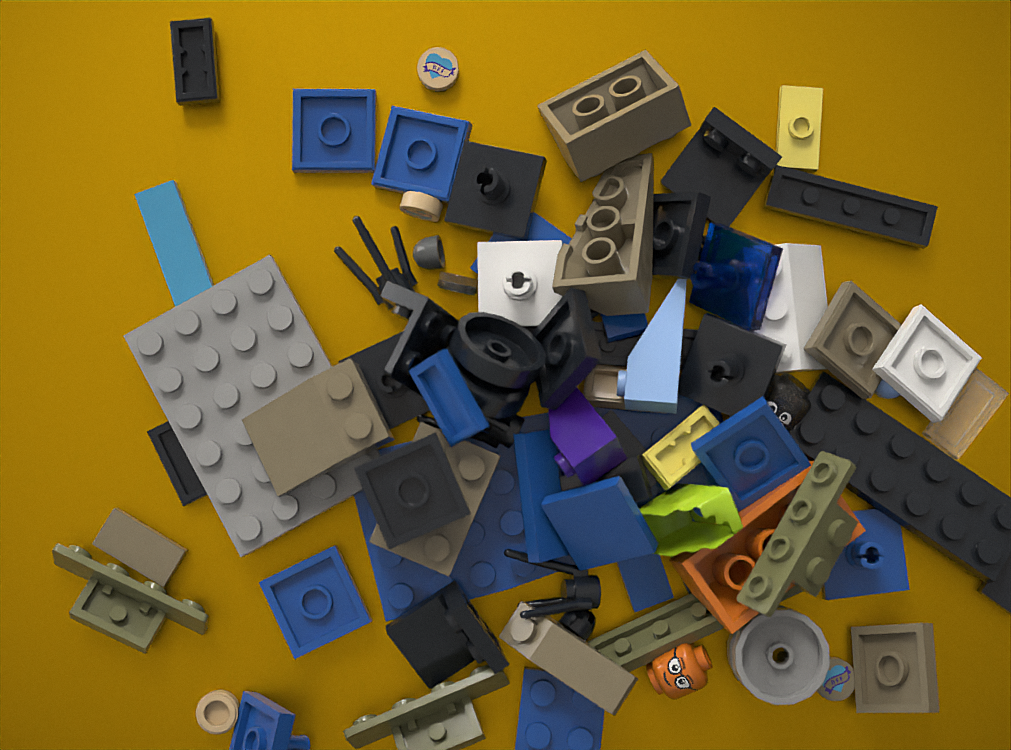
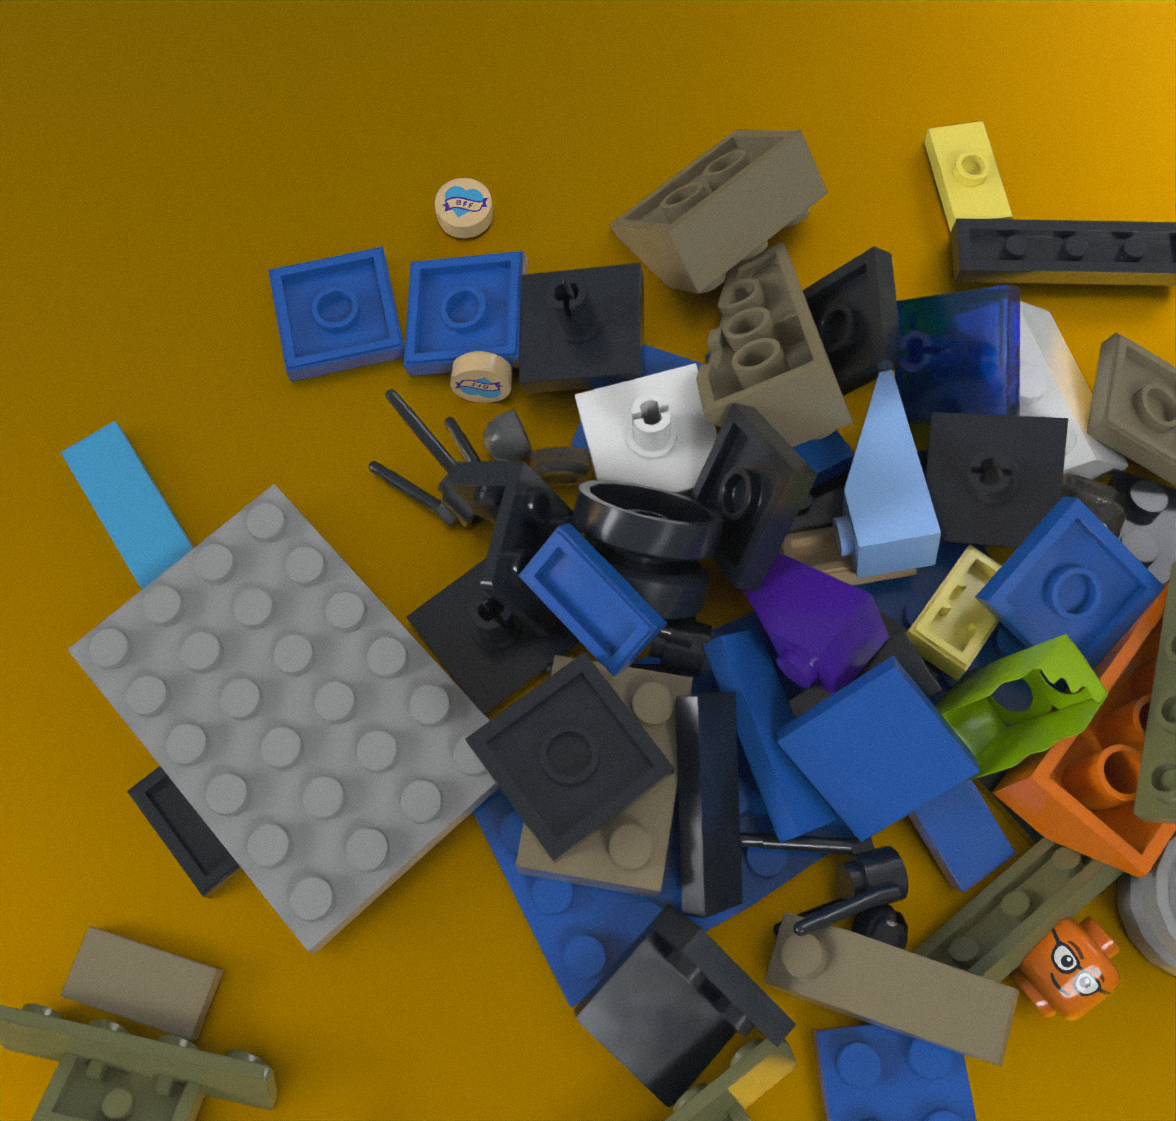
camera: 15 degrees left, 15 degrees down
(195, 61) = (124, 265): black plate -> none
(315, 601) = (447, 1003): blue plate -> none
(317, 427) = (393, 704): dark tan slope -> none
(492, 529) = (708, 803): none -> black tile
(723, 164) = (893, 211): black bracket -> none

